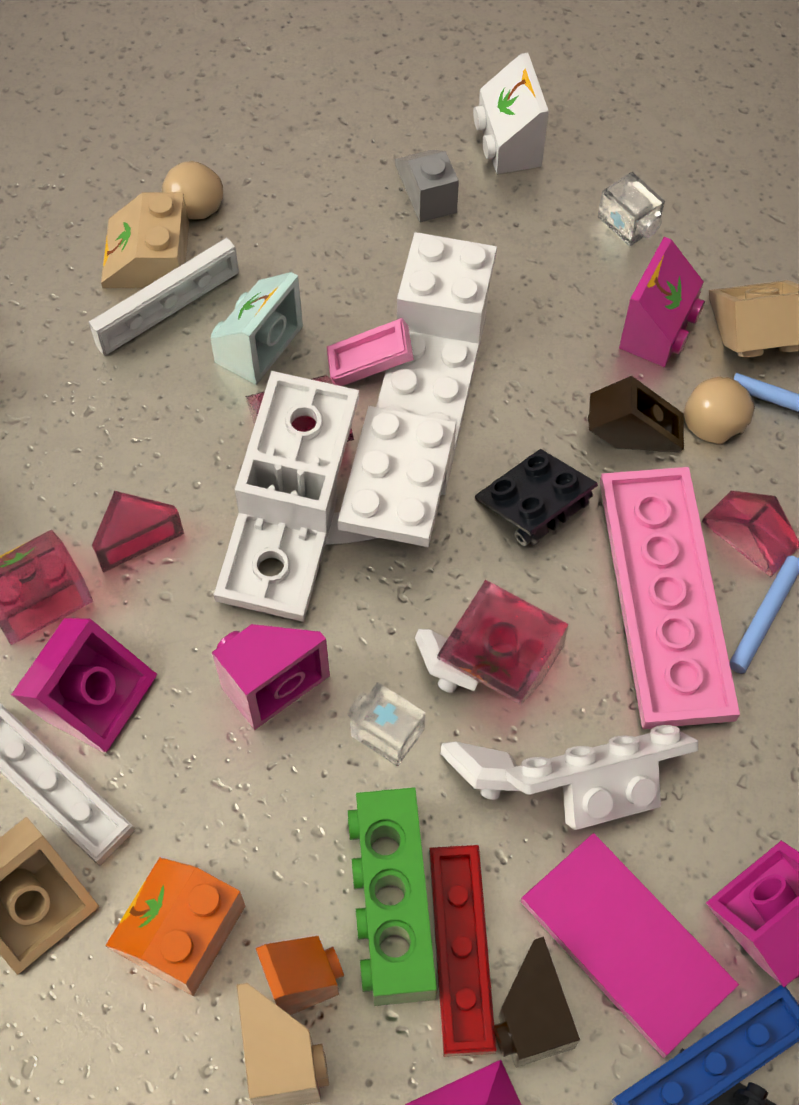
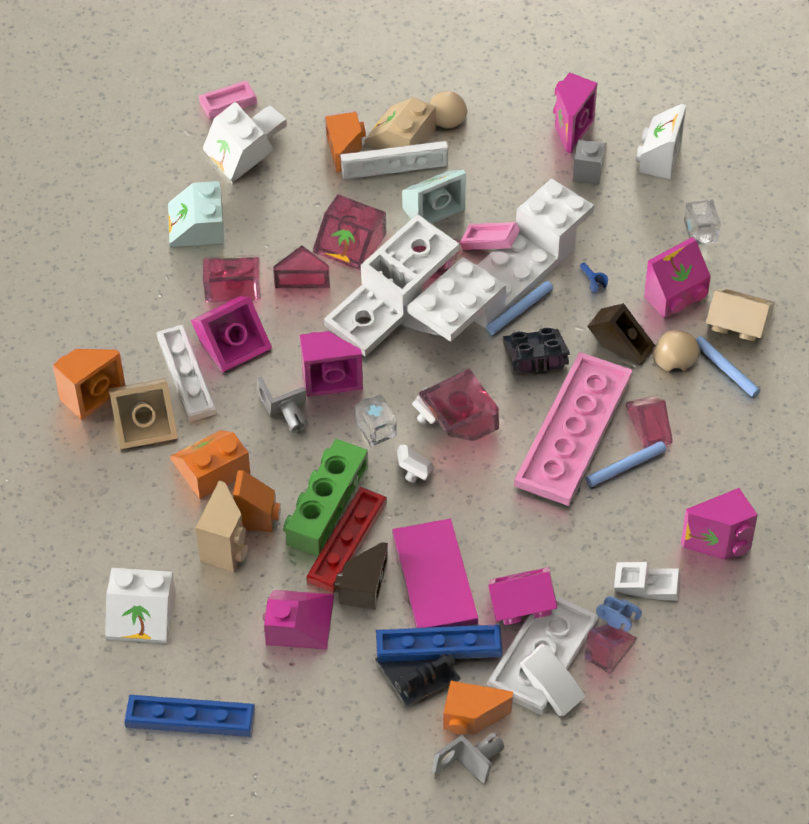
camera: 30 degrees right, 10 degrees down
(71, 292) = (344, 135): none -> orange slope
(168, 435) = (350, 232): none -> clear pink slope
(242, 765) = (286, 404): none -> light grey bracket
(368, 119) = (574, 109): none -> dark pink slope
(471, 442) = (519, 307): none -> light blue bar
(546, 361) = (595, 278): none -> blue hand
(605, 779) = (471, 495): white bracket -> none

